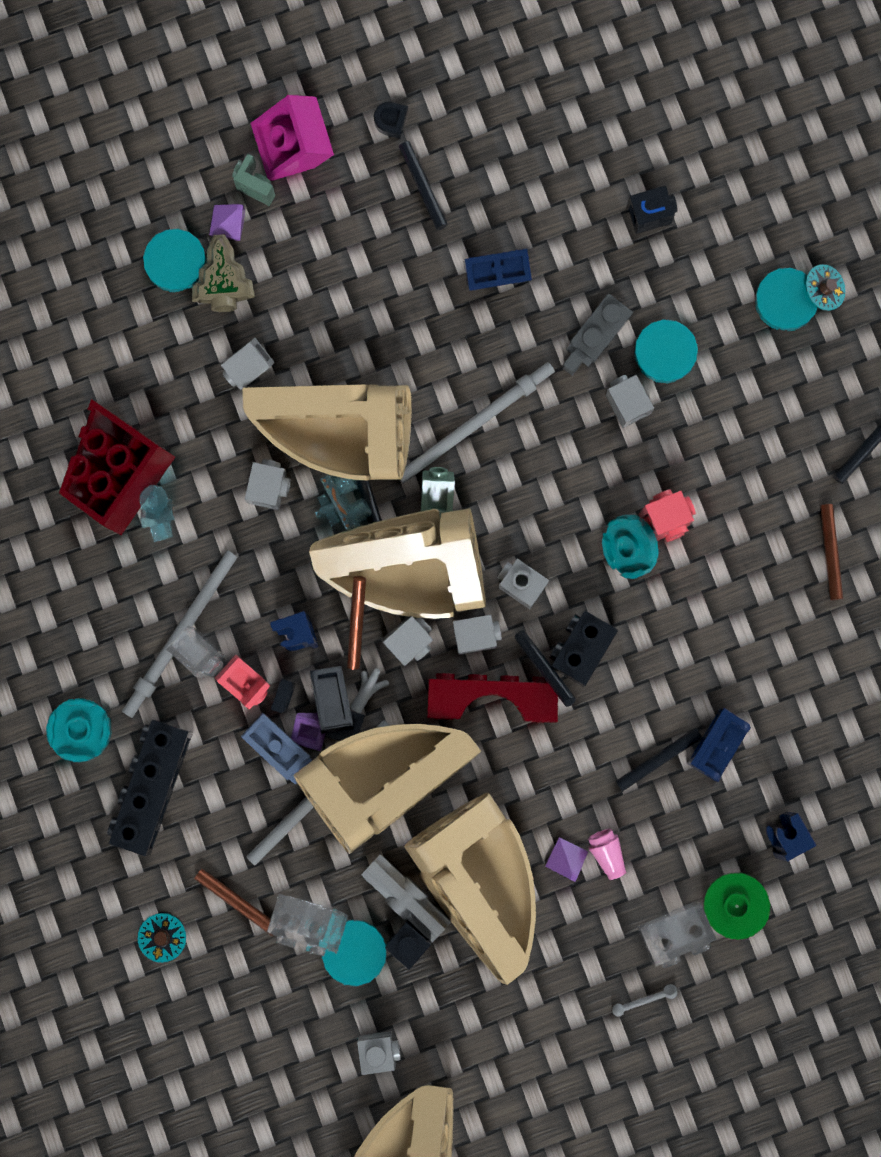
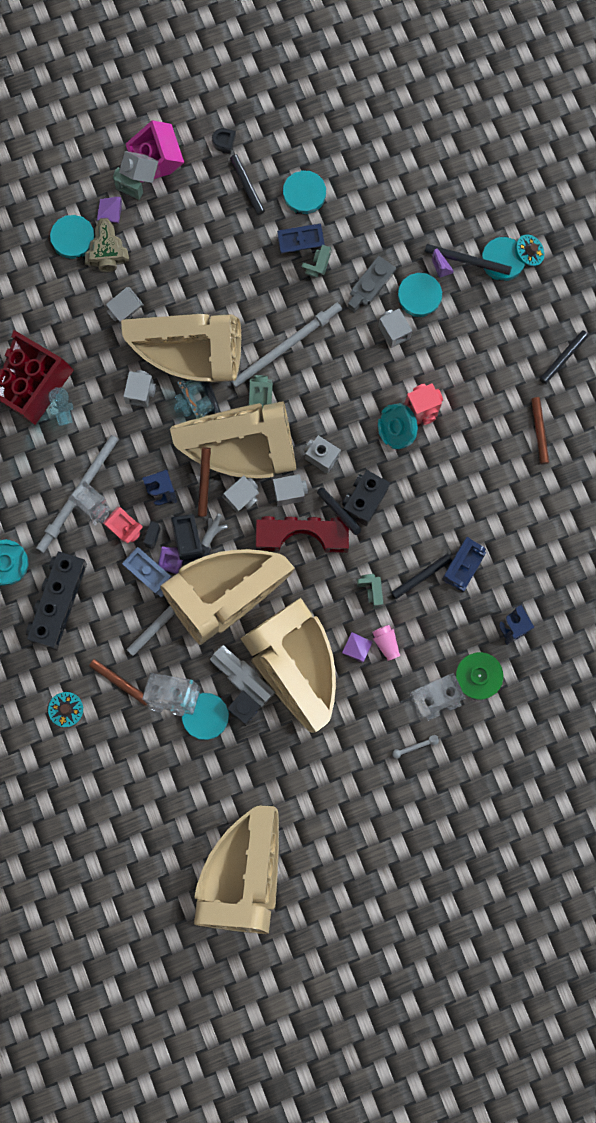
camera: 10 degrees left, 5 degrees down
(268, 162) = (138, 166): none -> light grey brick
(378, 1052) = (223, 785): light grey brick -> none
(504, 197) = (304, 192): none -> teal tile
(527, 299) = (321, 259): none -> sand green bracket
(593, 784) = (375, 593): none -> sand green bracket
(651, 209) = (407, 198): black brick -> none
(697, 307) = (441, 265): none -> medium lavender slope
(736, 301) = (471, 260): none -> black bar

